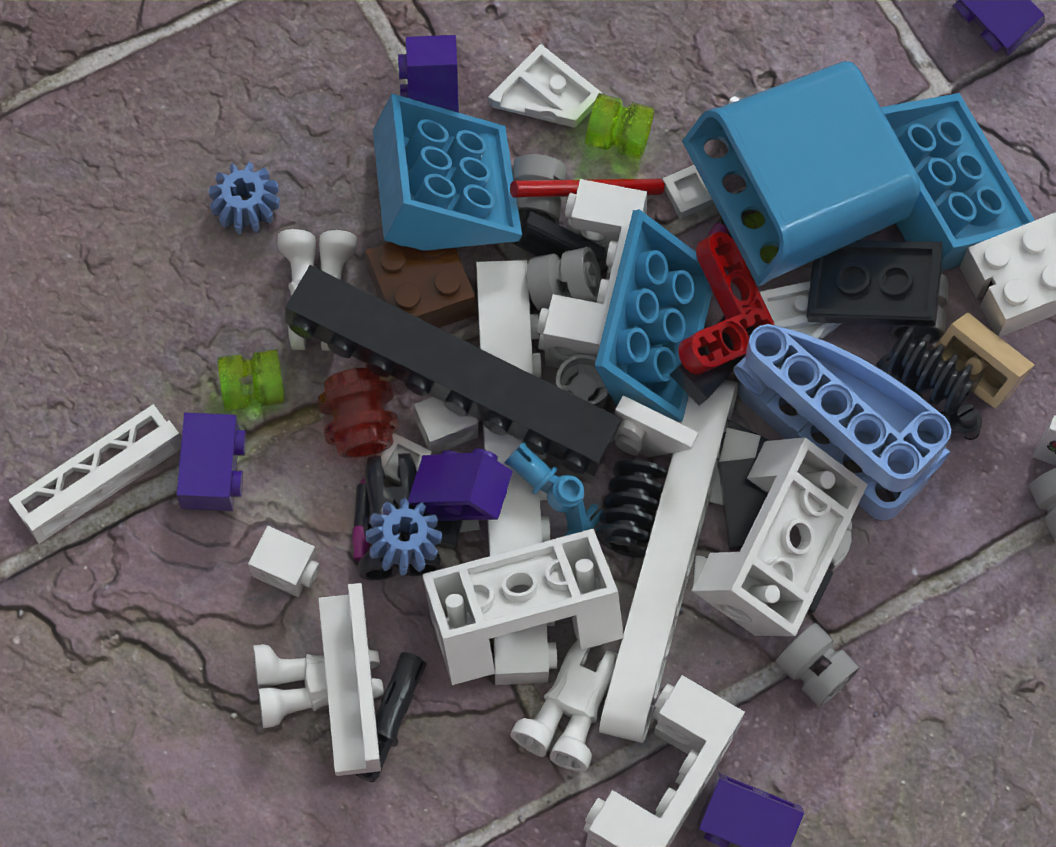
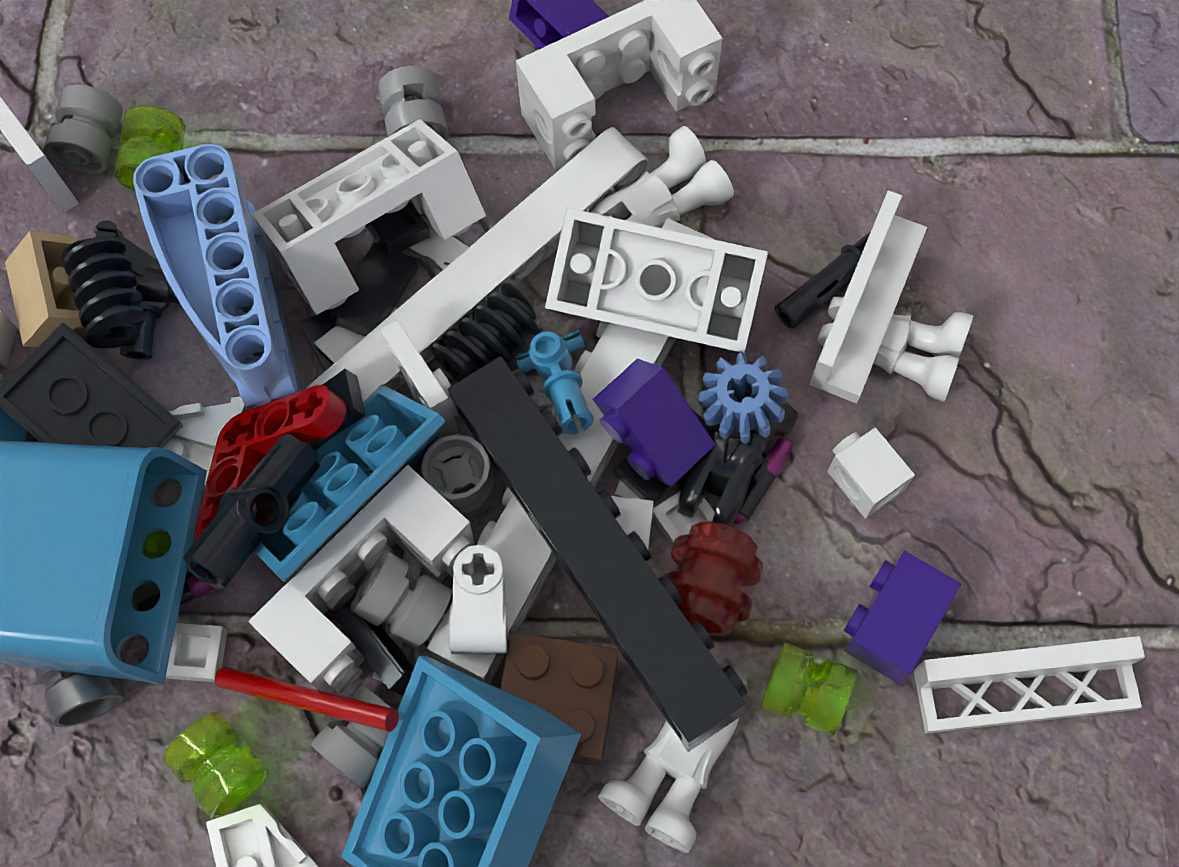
camera: 145 degrees left, 0 degrees up
(504, 292) = (478, 611): none -> white piece
(695, 260) = (233, 531): none -> black piece
(1000, 513) = (146, 134): none -> clear neon green wheel

